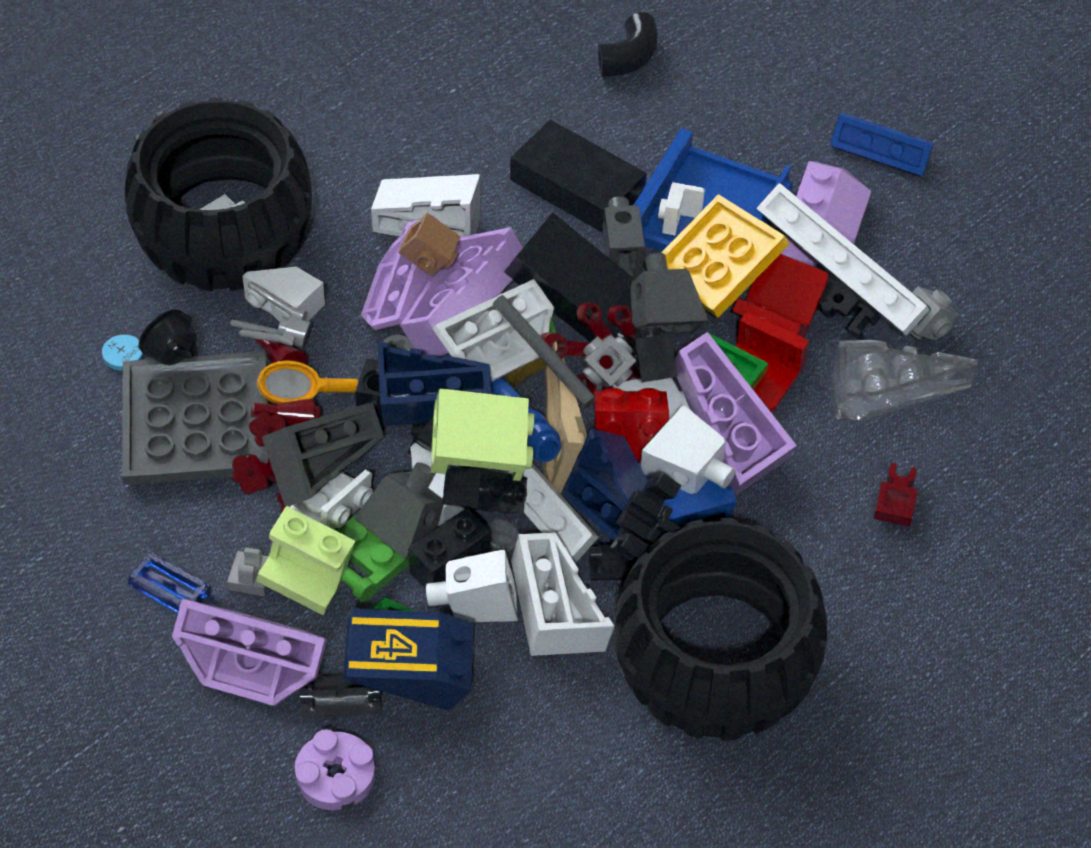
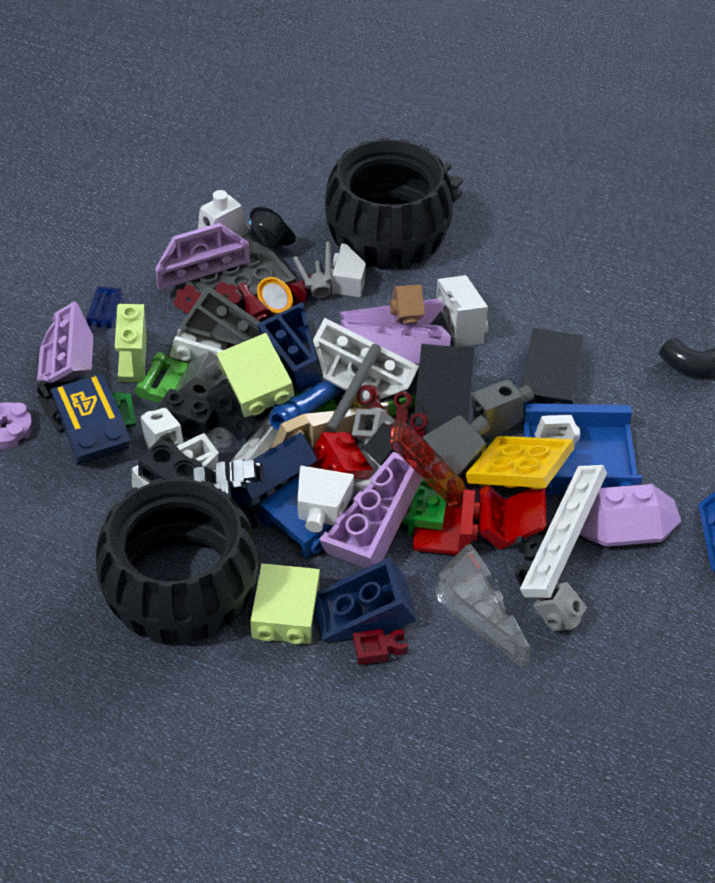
camera: 65 degrees right, 5 degrees down
(123, 371) = (223, 211): none -> white torso
(173, 432) = (200, 254): none -> lavender wedge
(585, 581) = (176, 462): none -> black brick
(715, 324) = (427, 463): none -> clear red plate
(823, 548) = (285, 603): none -> yellowish green panel
(837, 485) = (365, 602): none -> dark blue slope

